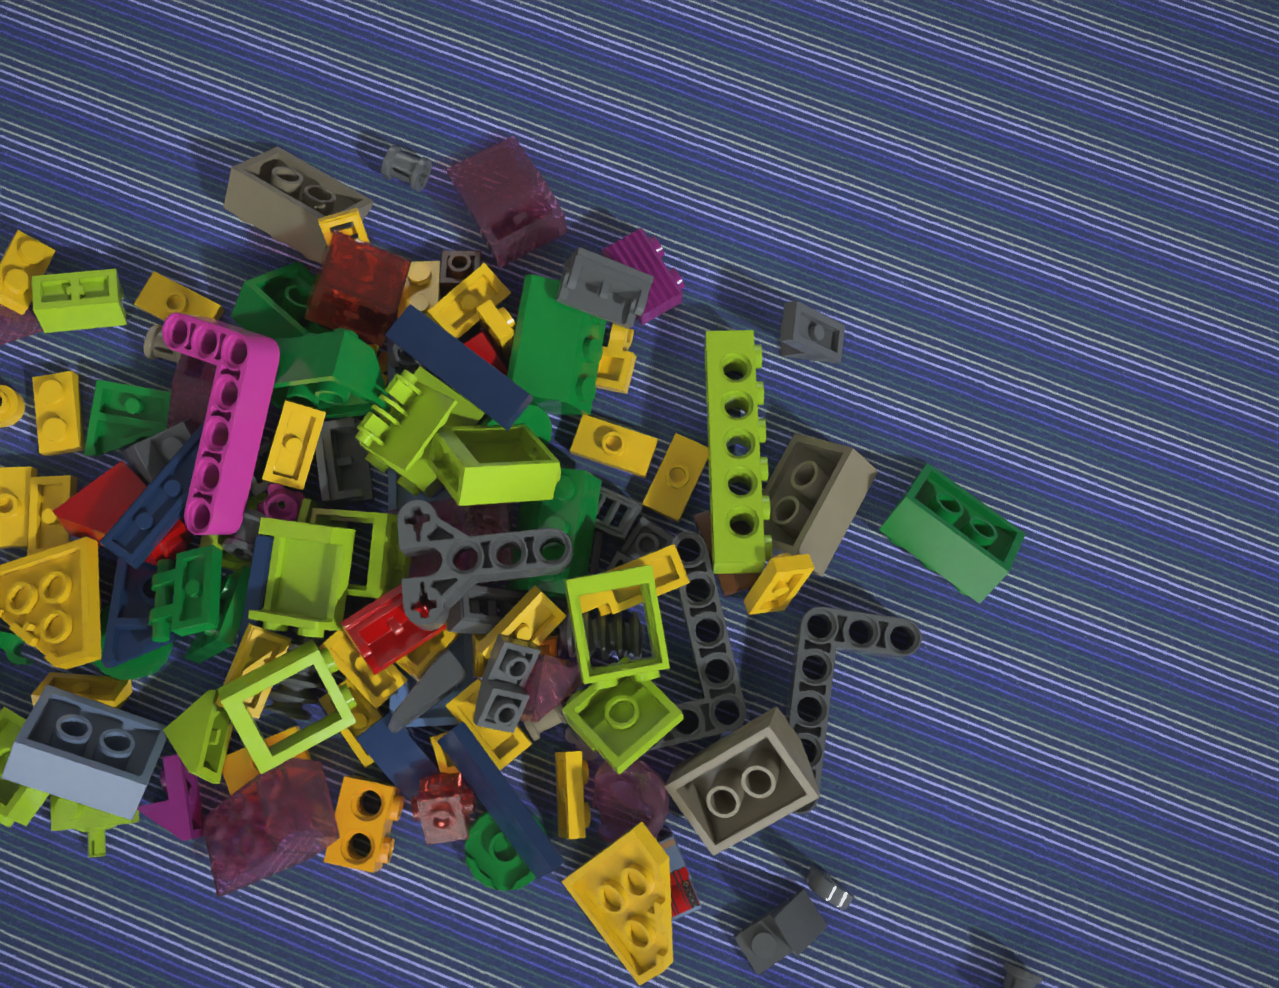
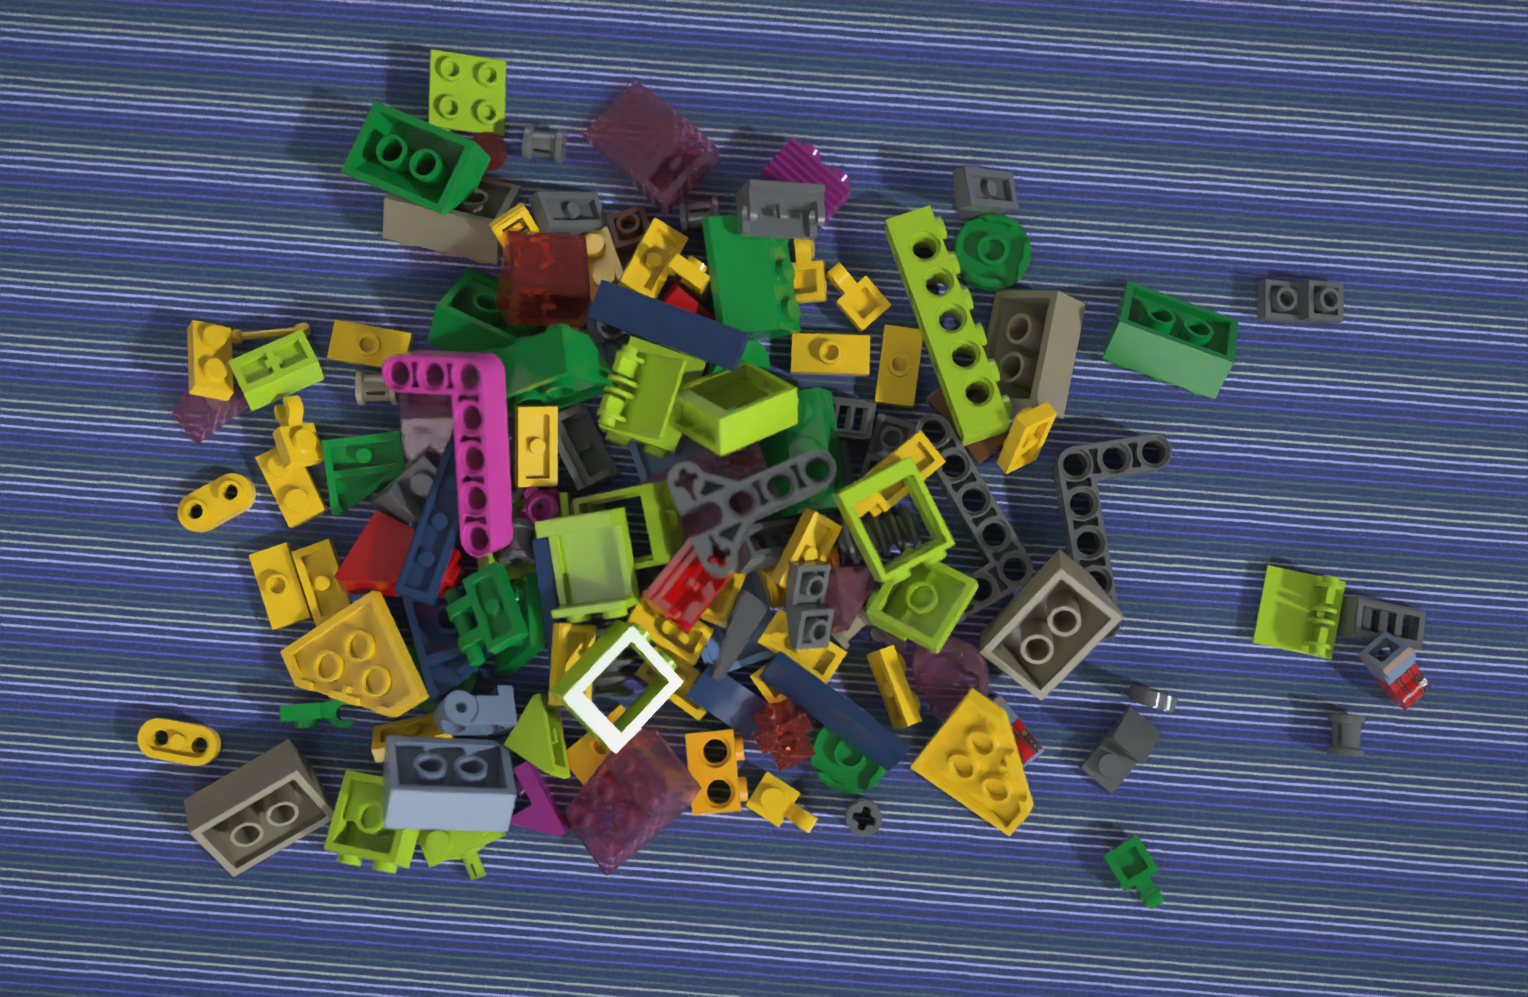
camera: 15 degrees left, 5 degrees up
(60, 261) = (238, 336): none -> yellow hinge
(73, 372) = (295, 441): none -> yellow plate
(147, 692) = (477, 715): none -> sand blue leg
(277, 143) = (415, 160): none -> green slope
(349, 101) = (466, 92): none -> lime hinge
(352, 160) = (494, 147): none -> clear red plate
(405, 234) = (568, 212): none -> dark grey slope
(416, 874) = (777, 800): none -> yellow plate
(483, 918) = (868, 828): none -> dark grey bush
(521, 267) = (693, 212): none -> dark grey bush
(659, 402) = (860, 300): none -> yellow plate
(802, 395) = (992, 252): none -> green tile
(1004, 846) = (1299, 612): none -> lime hinge
(1061, 870) = (1357, 614): none -> dark grey slope
(1089, 944) = (1398, 673): none -> leg
(1093, 534) = (1300, 301): none -> dark grey slope

